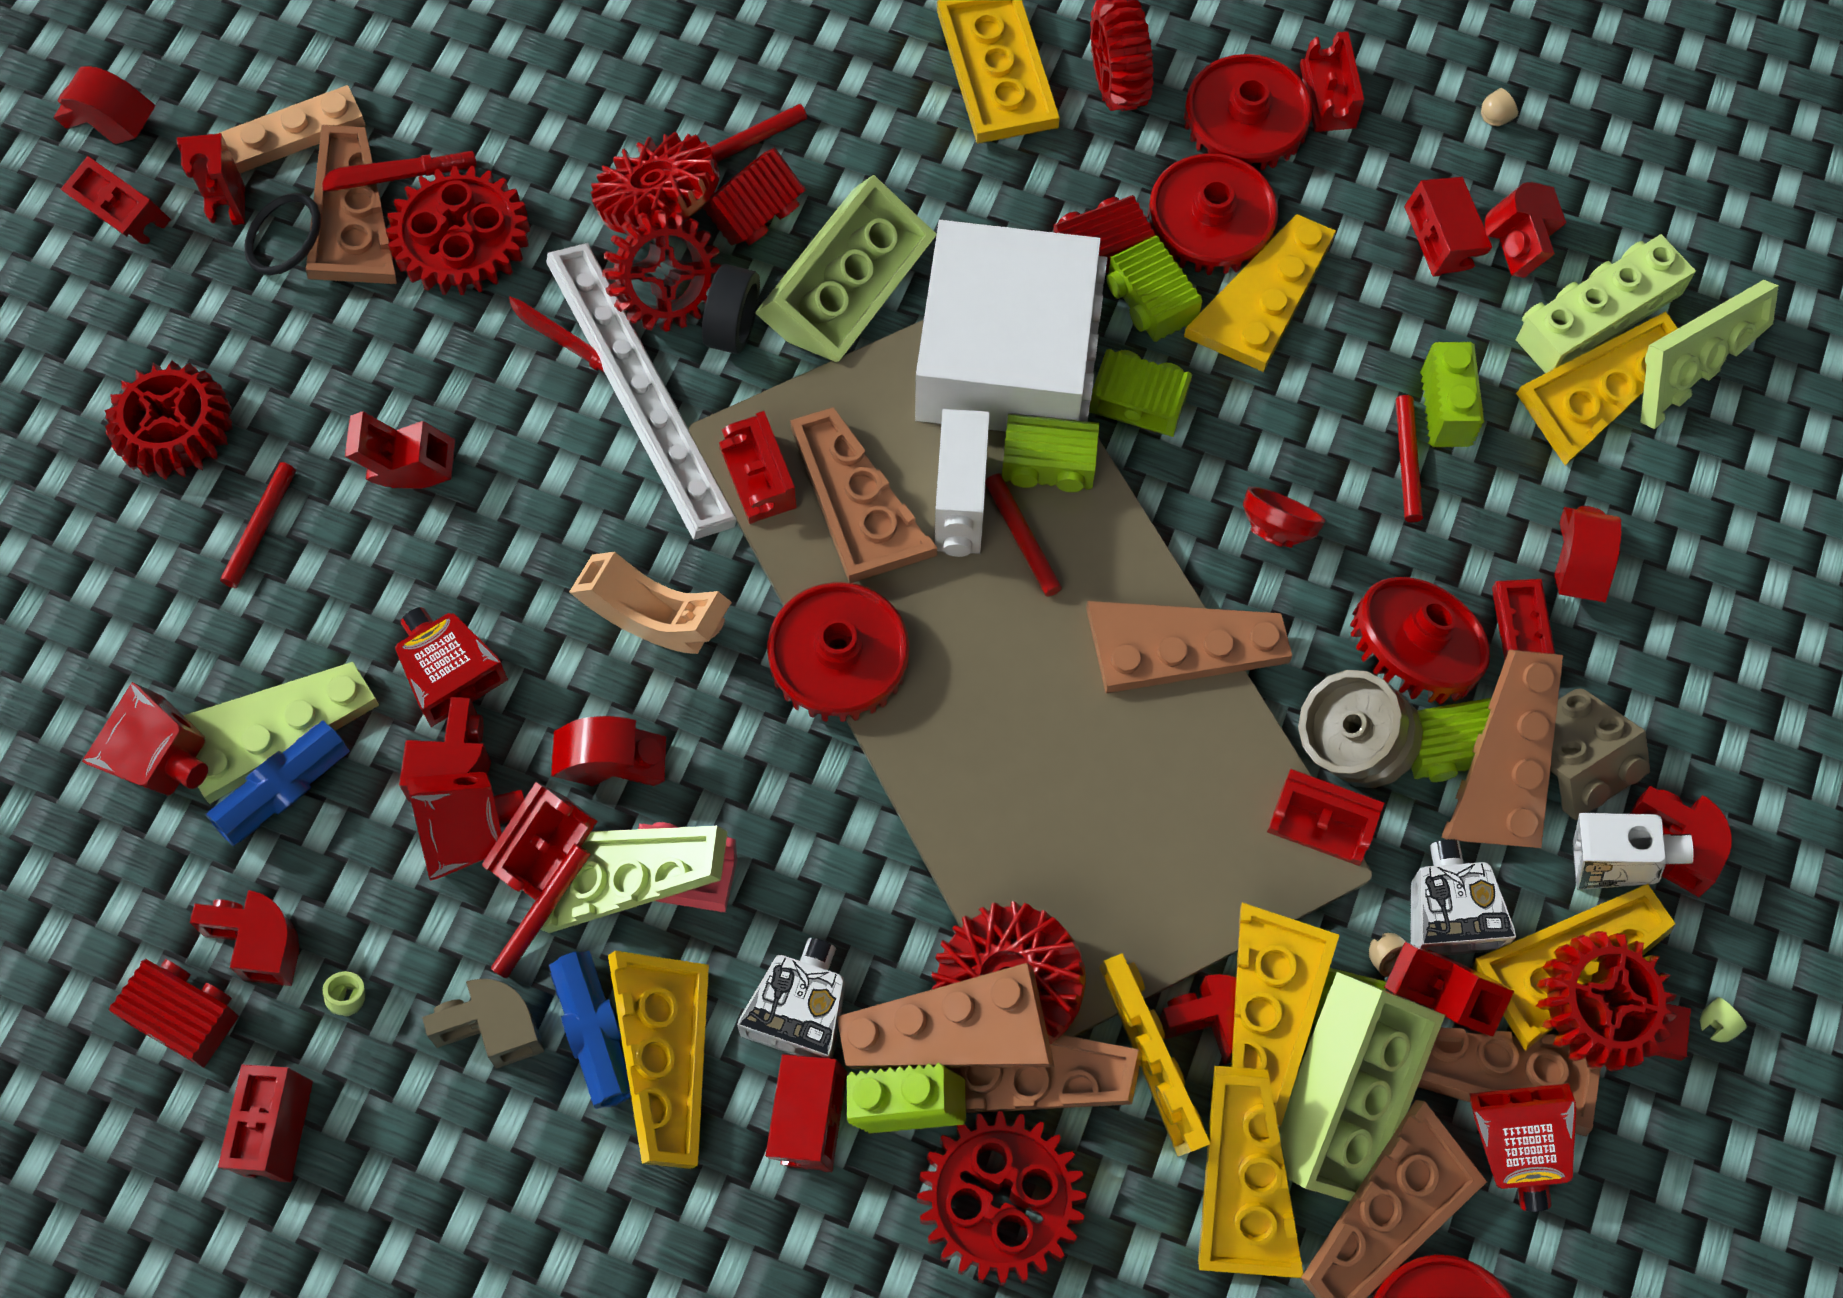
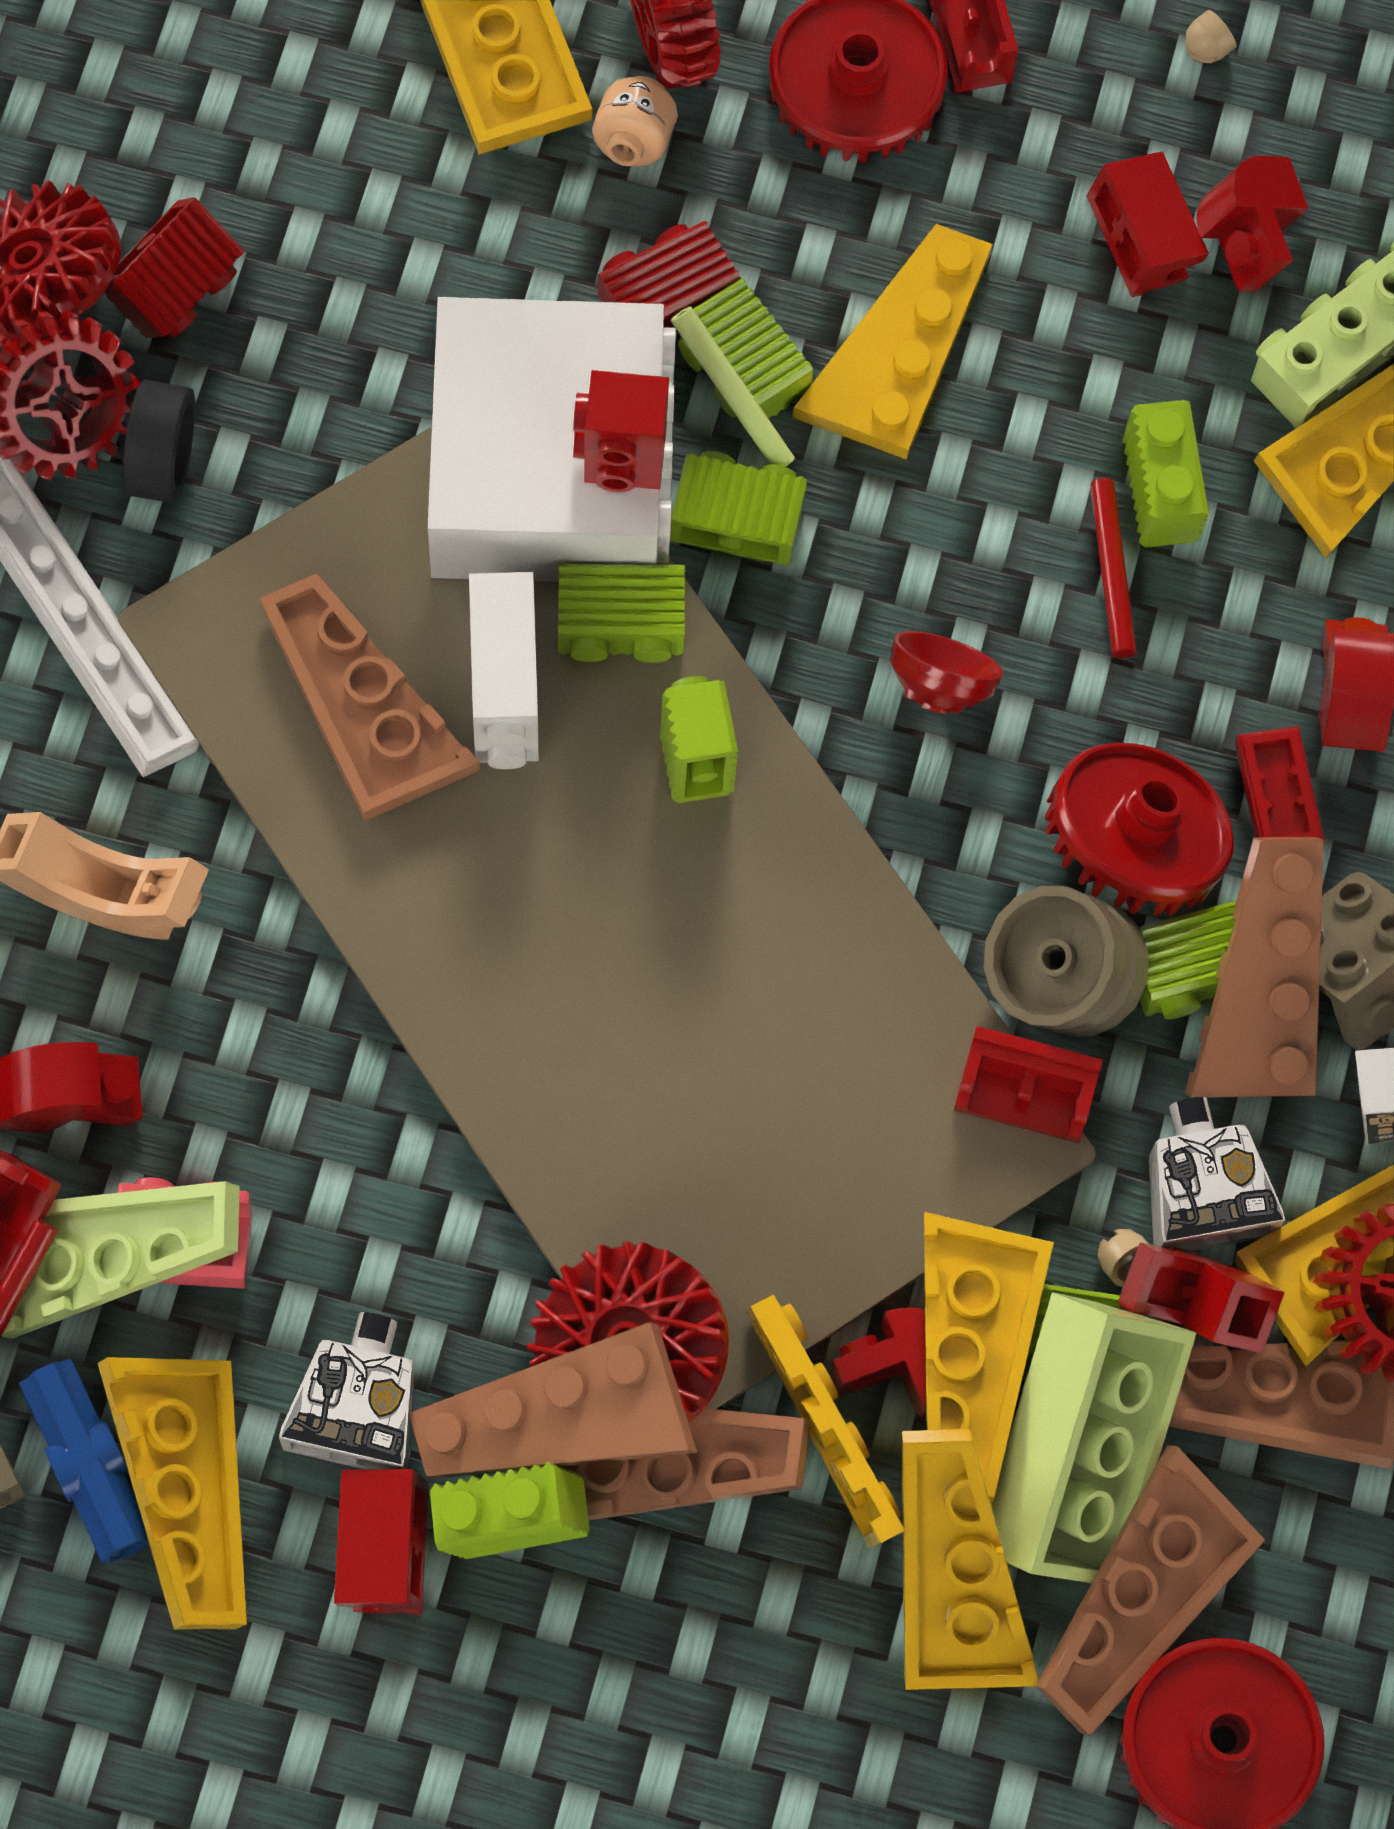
camera: 10 degrees left, 5 degrees up
(757, 468) = (221, 670): red hinge -> none
(758, 132) = (165, 165): red bar -> none
(838, 679) = (369, 959): red wheel -> none
(847, 271) = (314, 368): yellowish green slope -> none
(977, 1238) = (618, 1680): red gear -> none
(1023, 535) = (594, 729): red bar -> none
(1063, 313) = (622, 430): none -> red brick
(1091, 126) = (635, 118): none -> light nougat head
(1099, 544) = (698, 739): none -> lime brick
(1143, 305) = (732, 387): none -> yellowish green piece
(1174, 644) = (811, 864): nougat wing -> none
(1213, 211) = (818, 230): red wheel -> none
(1528, 1139) = (1310, 1481): red torso -> none

